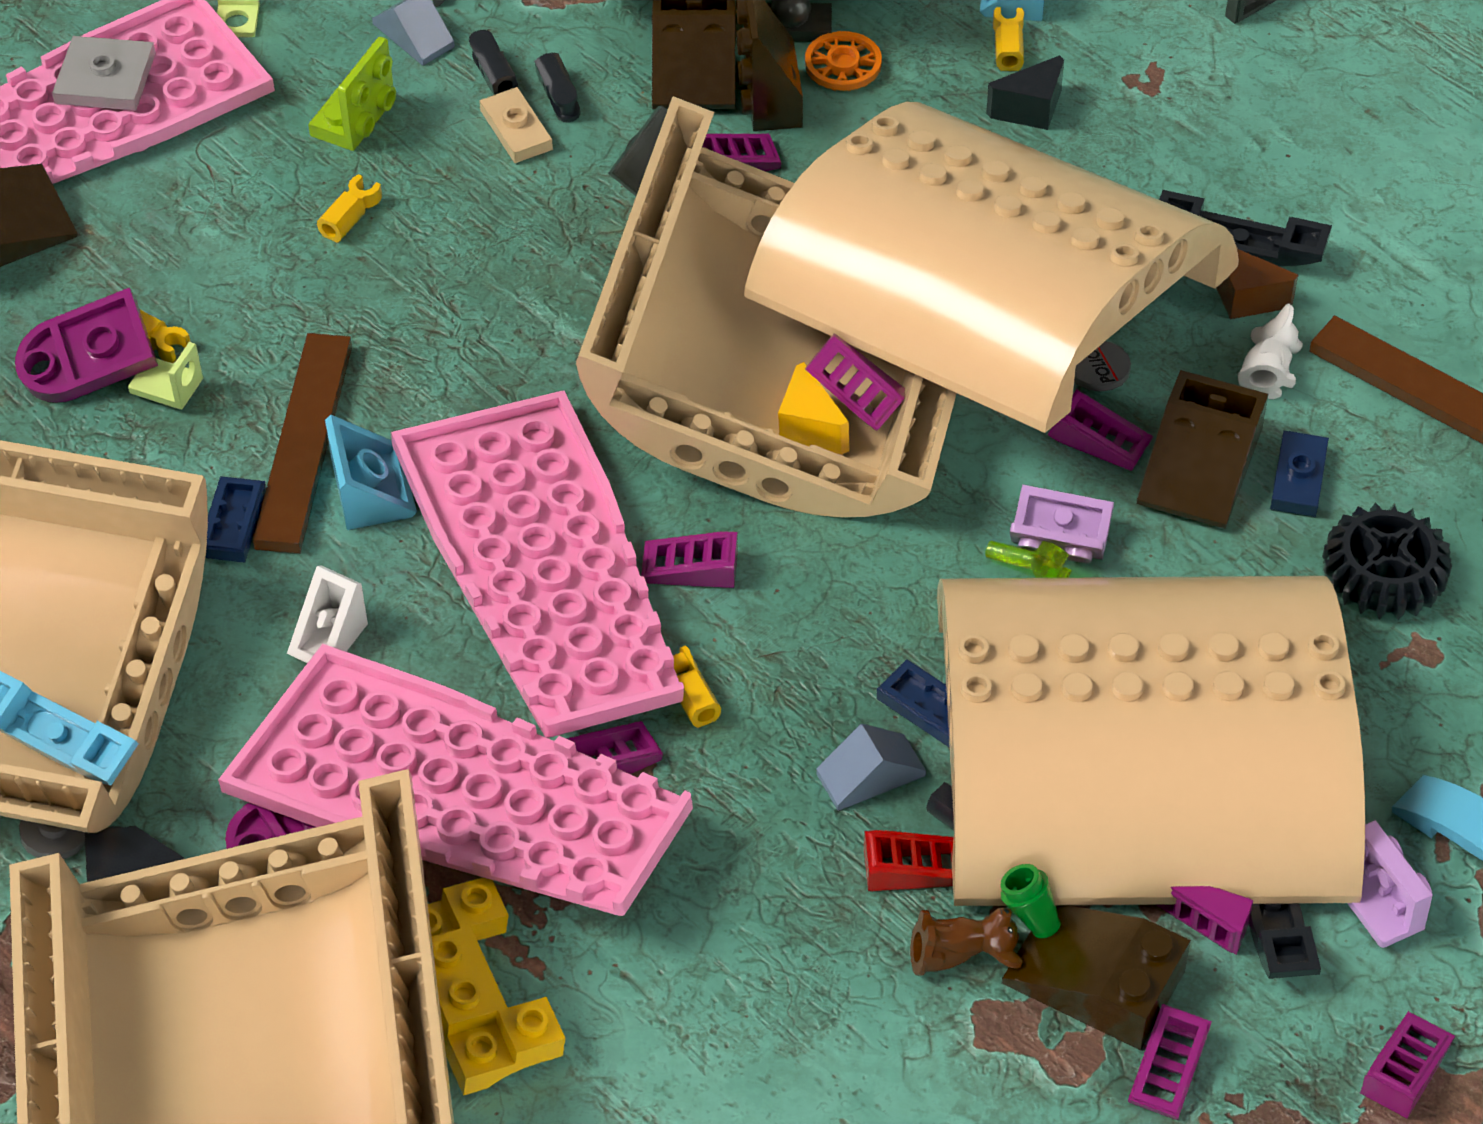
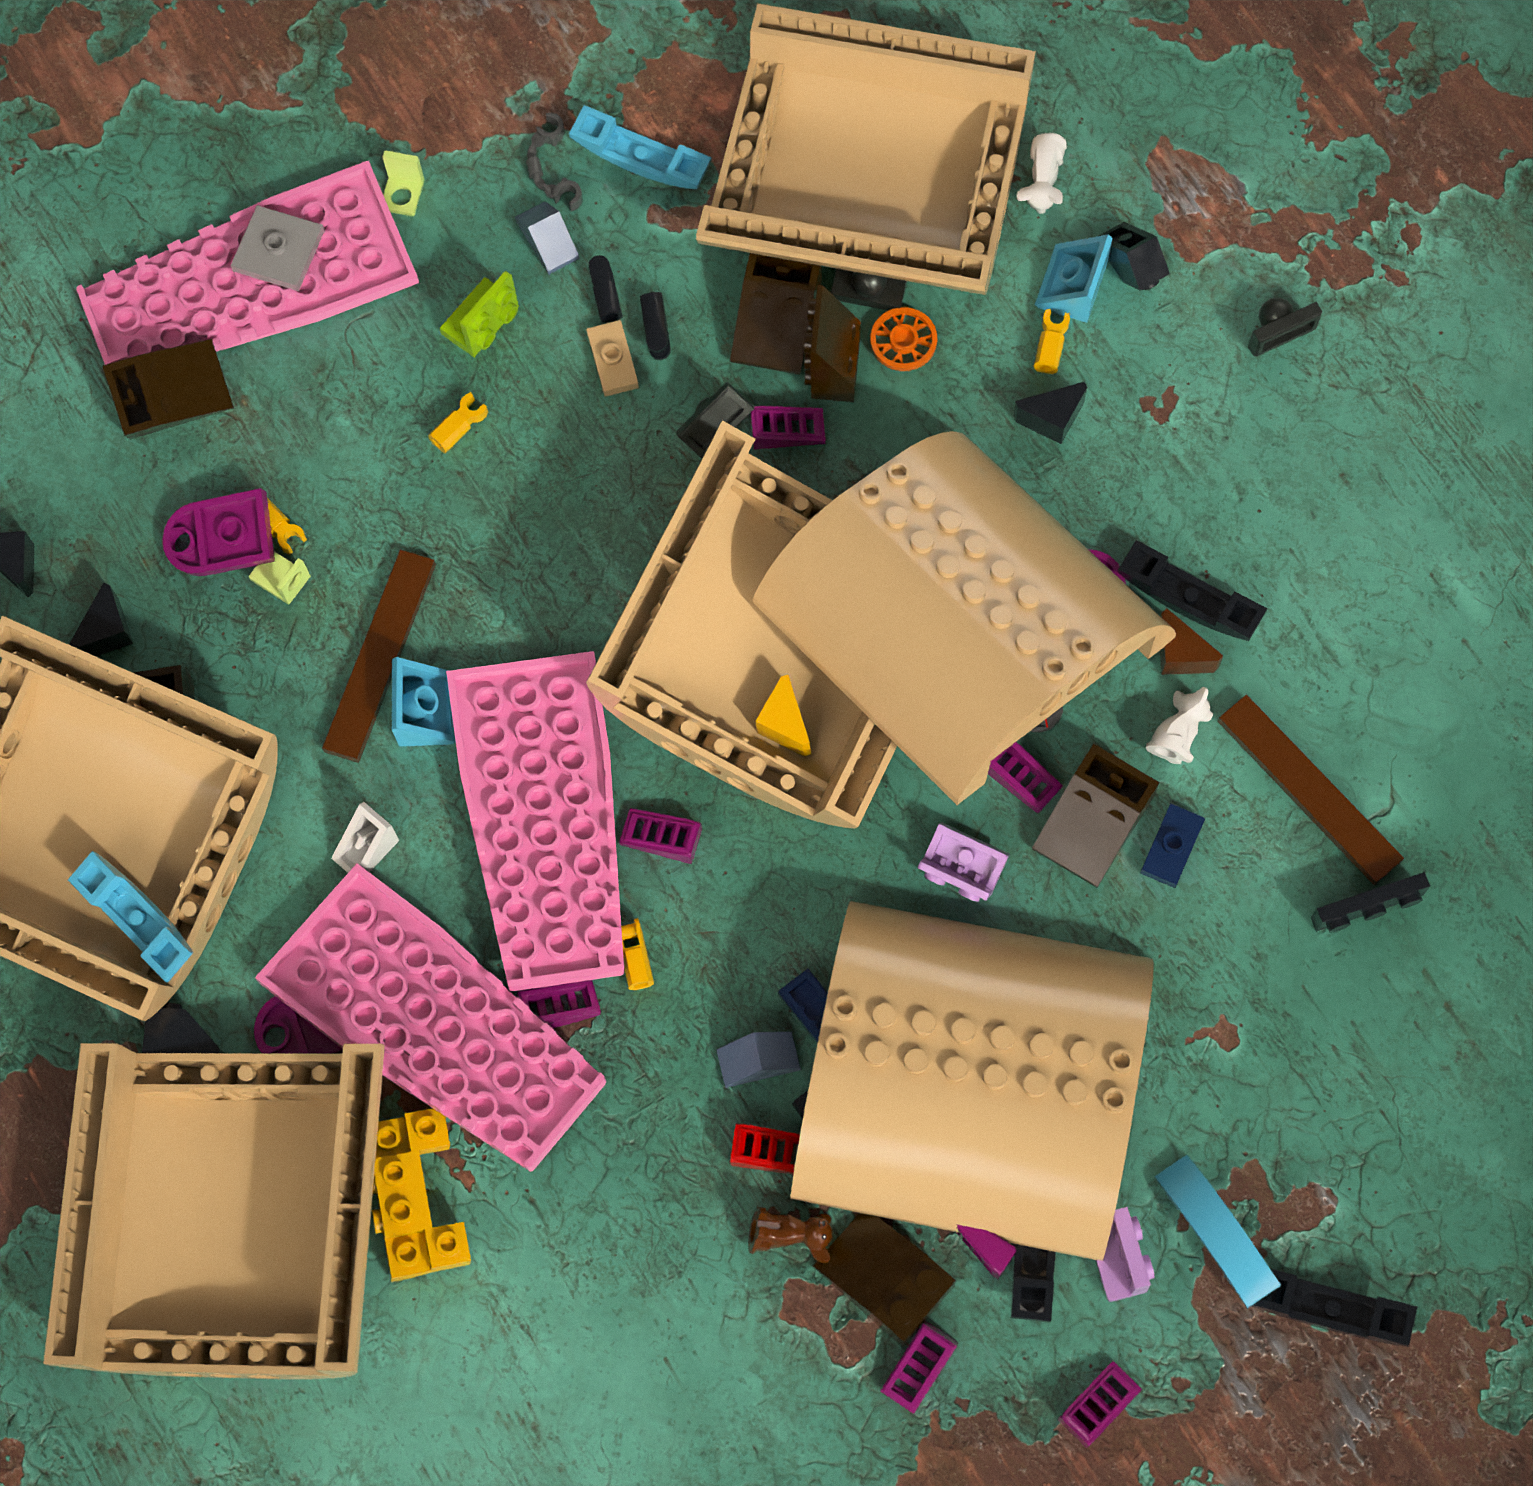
camera: 15 degrees right, 20 degrees up
(233, 518) = (309, 724): dark blue plate -> none
(866, 369) = (827, 721): magenta slope -> none
(1031, 899) = (844, 1215): green cone -> none
(1044, 562) = (939, 896): clear neon green bar -> none
(1387, 552) = (1223, 965): black gear -> none

